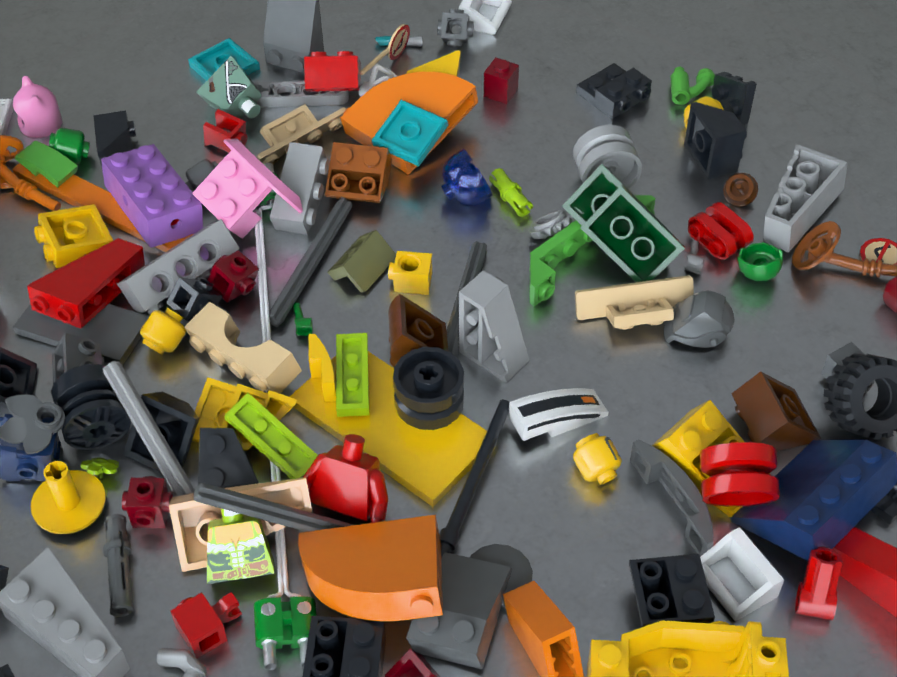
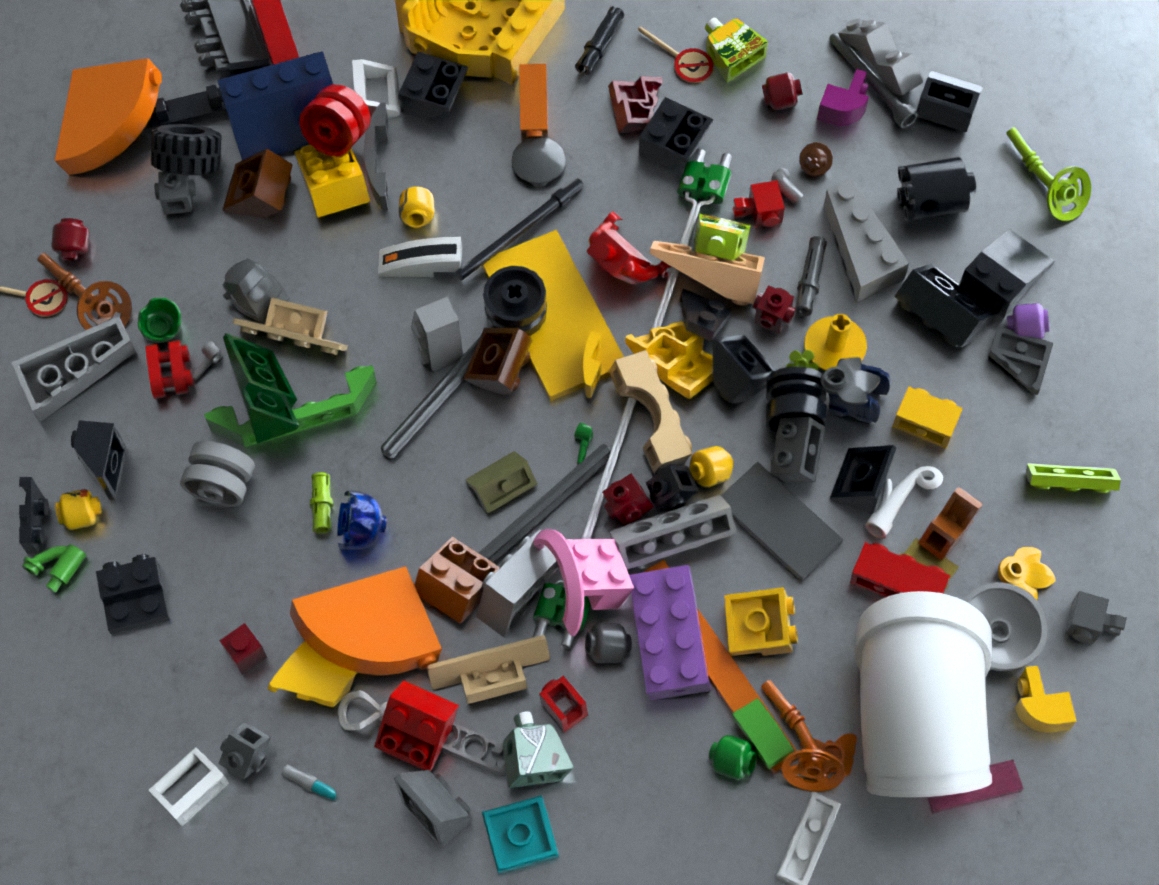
camera: 155 degrees left, 15 degrees up
(36, 110) = (753, 828): bright pink piece -> none
(87, 284) = (762, 543): red slope -> none
(113, 133) = (681, 752): black slope -> none
(147, 429) = (756, 355): light grey axle -> none
(263, 509) = (685, 232): dark grey axle -> none
(271, 437) = (659, 310): lime plate -> none
(352, 375) = (567, 351): lime plate -> none
(377, 568) = (626, 171): orange brick -> none
(395, 48) = (326, 751): tan piece -> none
(410, 132) = (385, 584): teal tile -> none
(411, 272) = (459, 432): yellow brick -> none
(470, 612) = (580, 134): dark grey slope -> none
(550, 224) = (314, 451): light grey gear -> none
(740, 189) = (112, 409): reddish brown hat -> none
(818, 592) = (333, 49): red piece -> none

